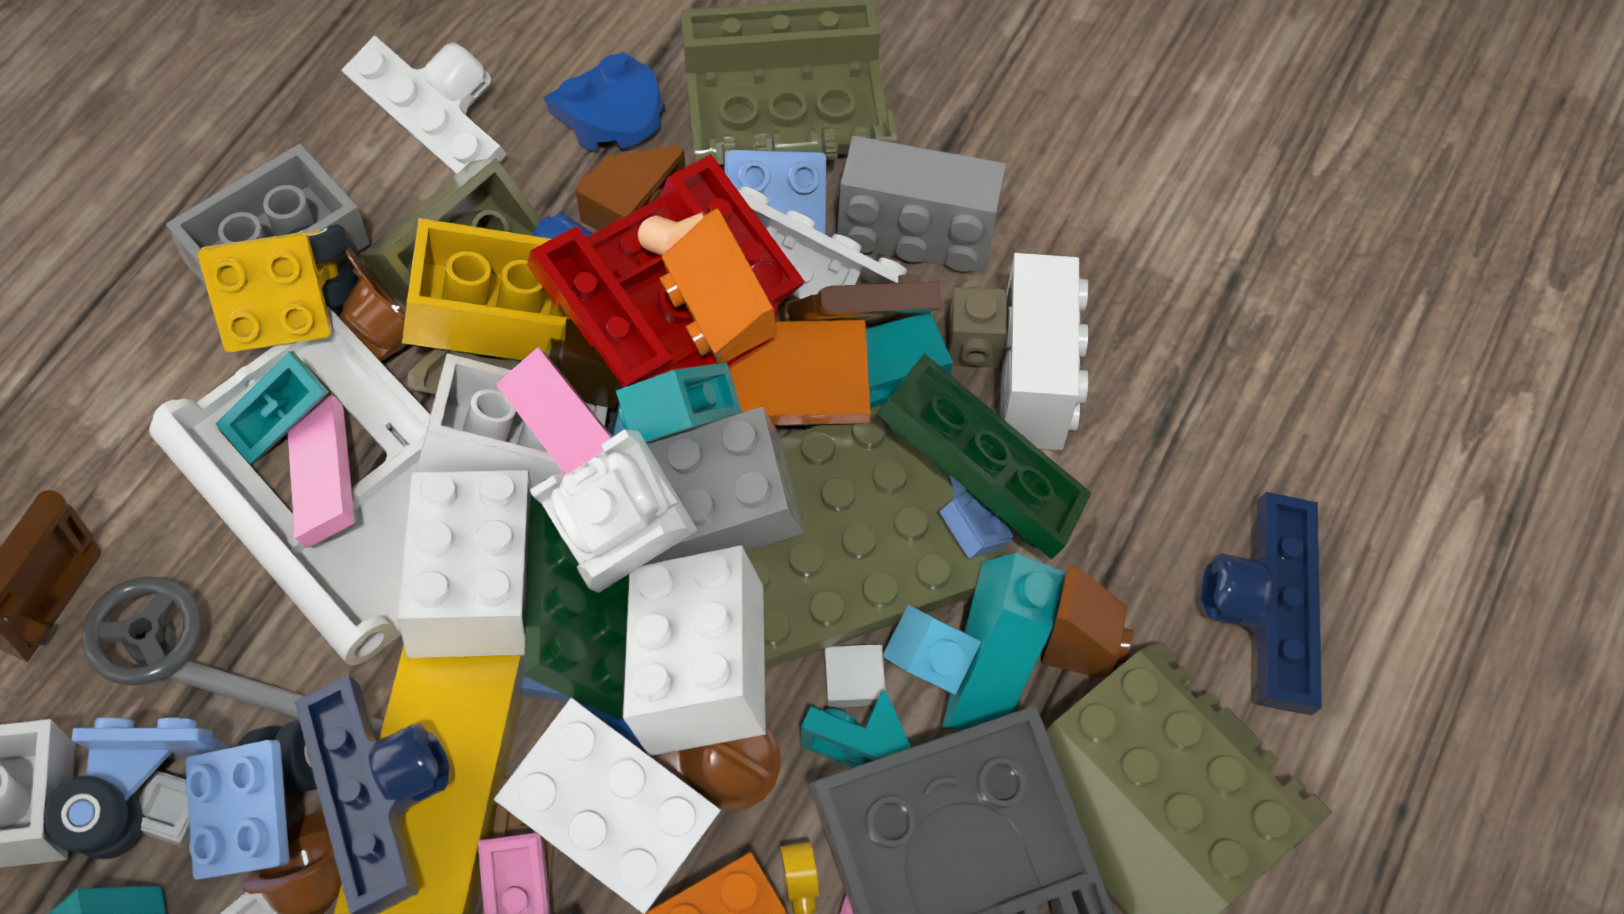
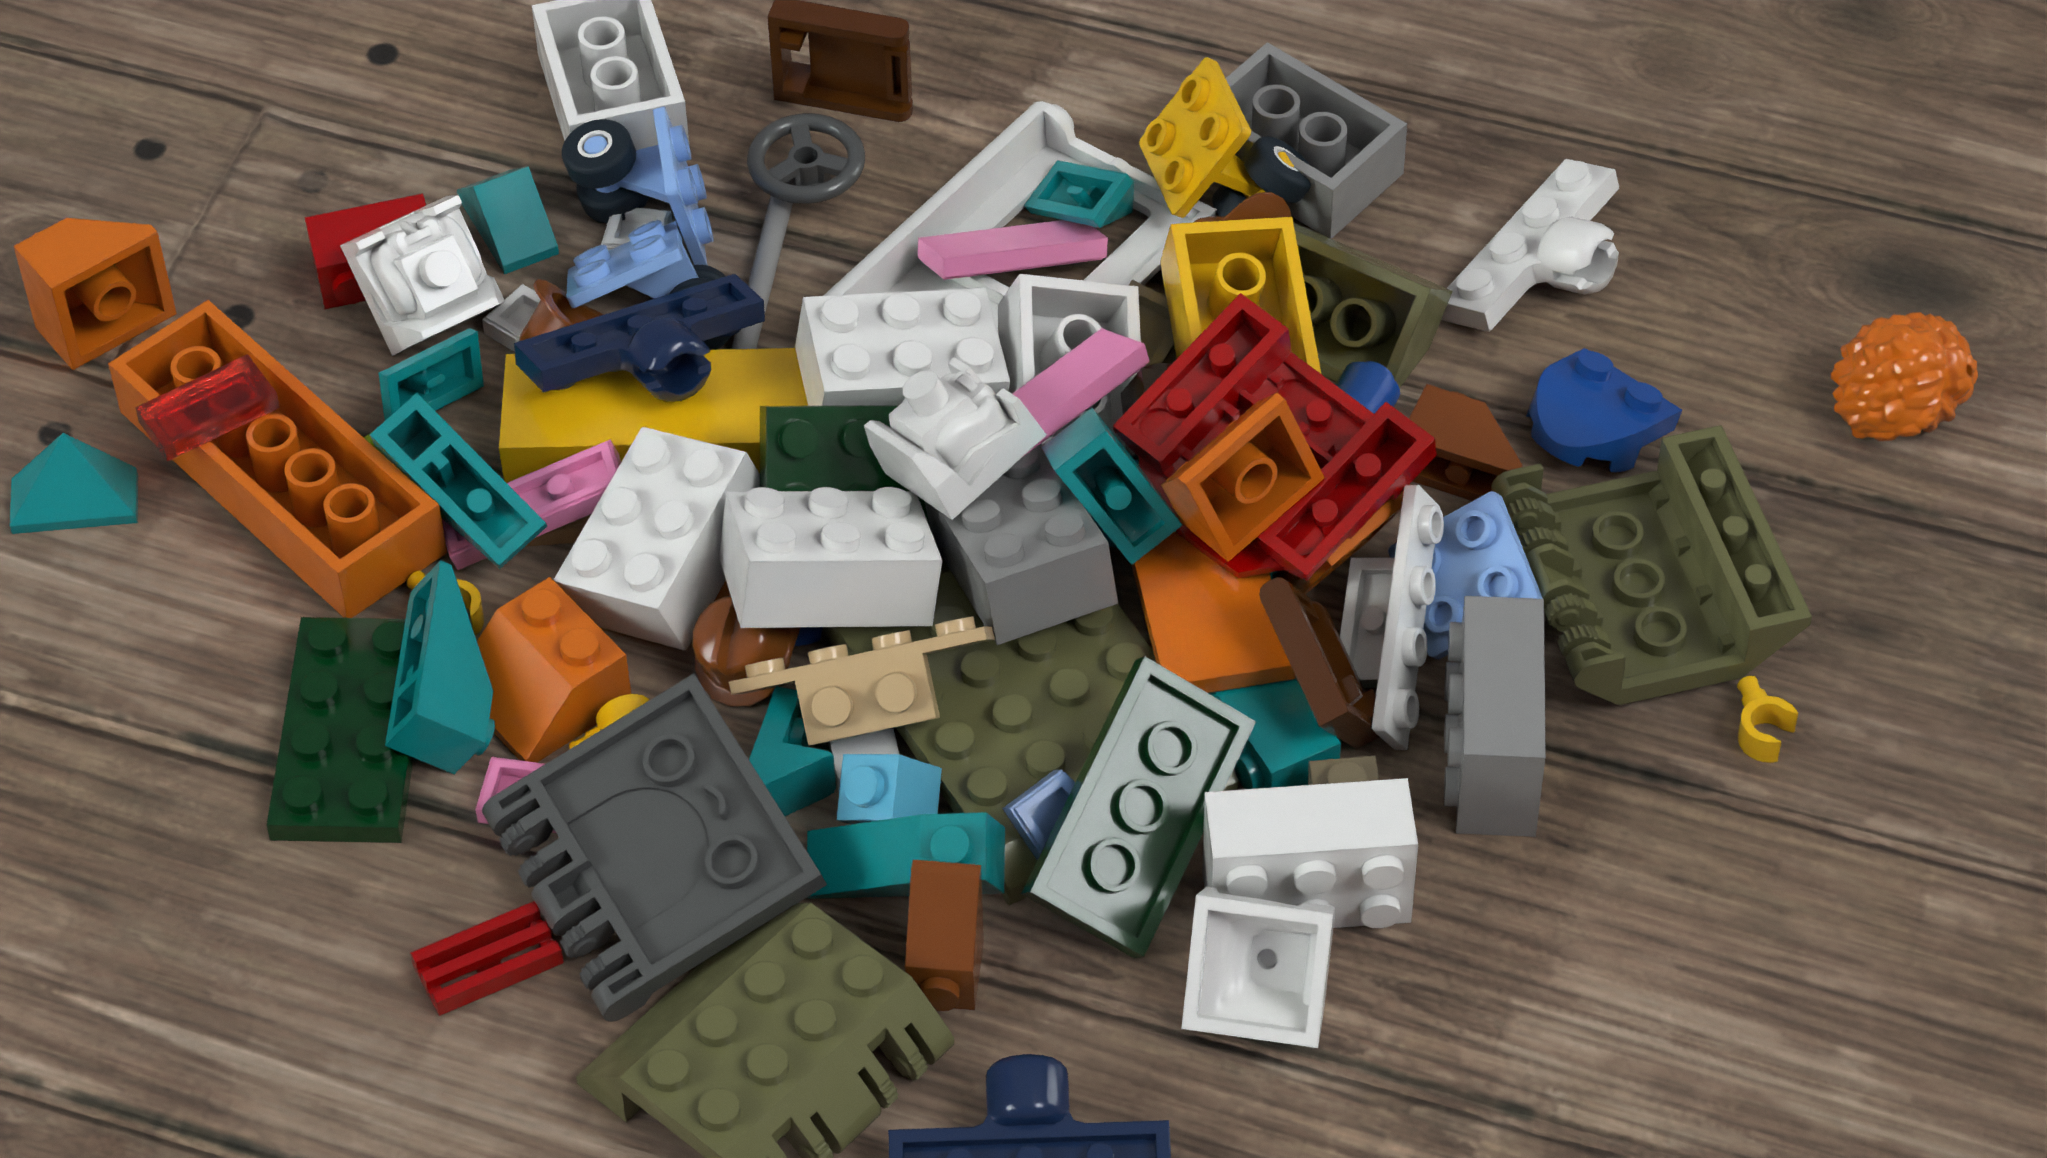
camera: 85 degrees right, 10 degrees down
(660, 234) = (1323, 429): light nougat arm -> none
(822, 647) = (865, 690): none -> tan bracket
(918, 77) = (1762, 709): none -> yellow piece
(1139, 400) = (1258, 968): none -> white brick

